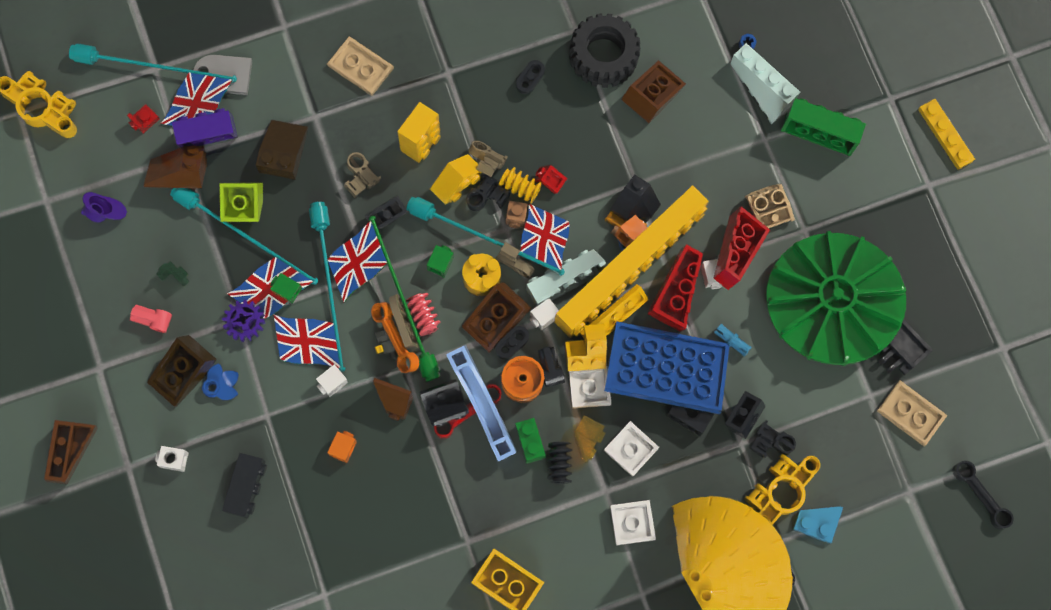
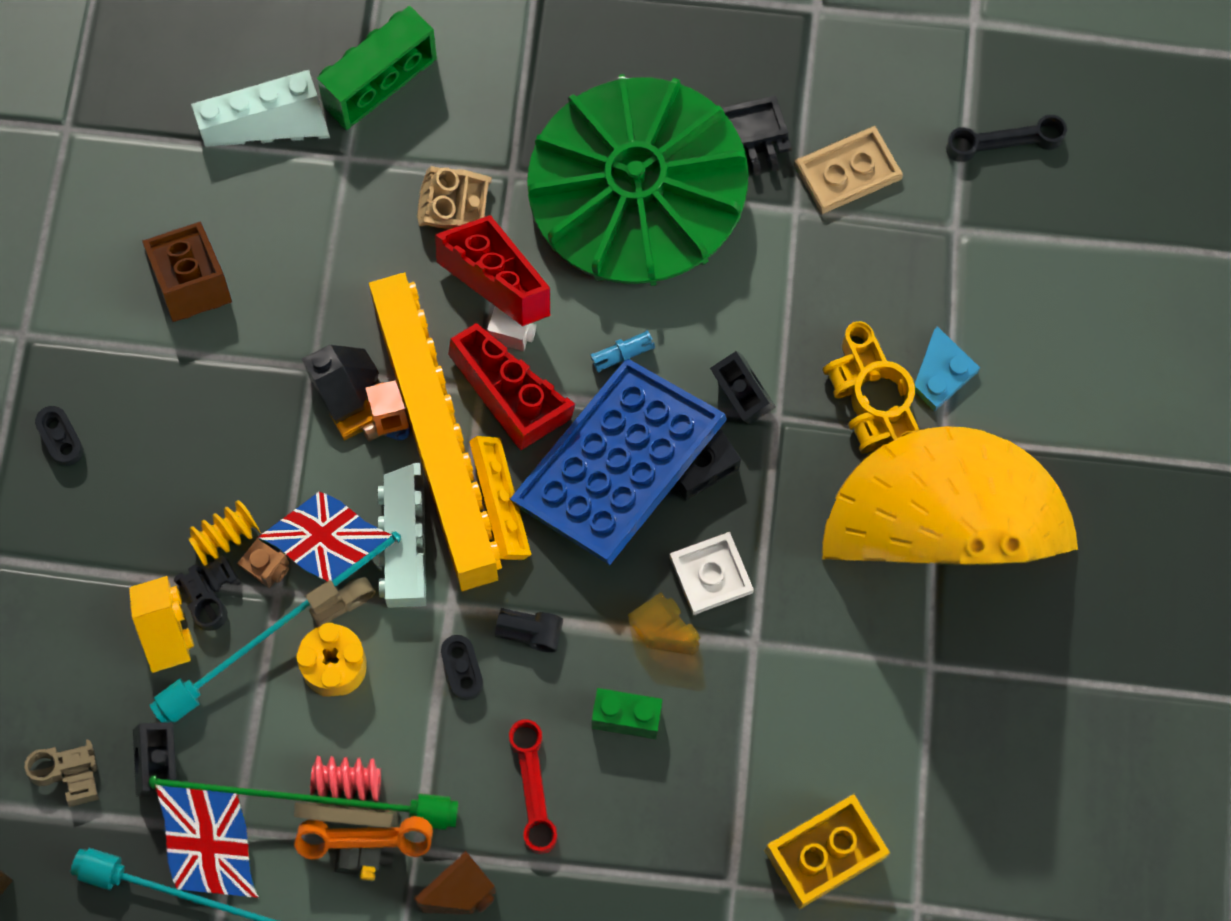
camera: 60 degrees left, 5 degrees down
(419, 132) = (56, 640): yellow brick -> none
(440, 260) = (275, 712): green brick -> none
(444, 403) = (505, 814): black bracket -> none
(482, 402) = (534, 754): light blue arch -> none
(491, 158) = (161, 554): dark tan piece -> none
(496, 316) = (409, 672): reddish brown slope -> none
(522, 390) = (525, 658): orange wheel -> none
(543, 314) = (444, 598): white brick -> none
(550, 178) = (236, 484): red bracket -> none
(559, 462) = (681, 686): black piece -> none
(587, 353) = (538, 560): yellow brick -> none
(588, 388) = (588, 587): white plate -> none
(610, 29) = (71, 271): black tyre -> none
(632, 522) = (821, 626): white plate -> none
(750, 38) = (184, 98): blue bush -> none
(768, 438) = (792, 378): black piece -> none

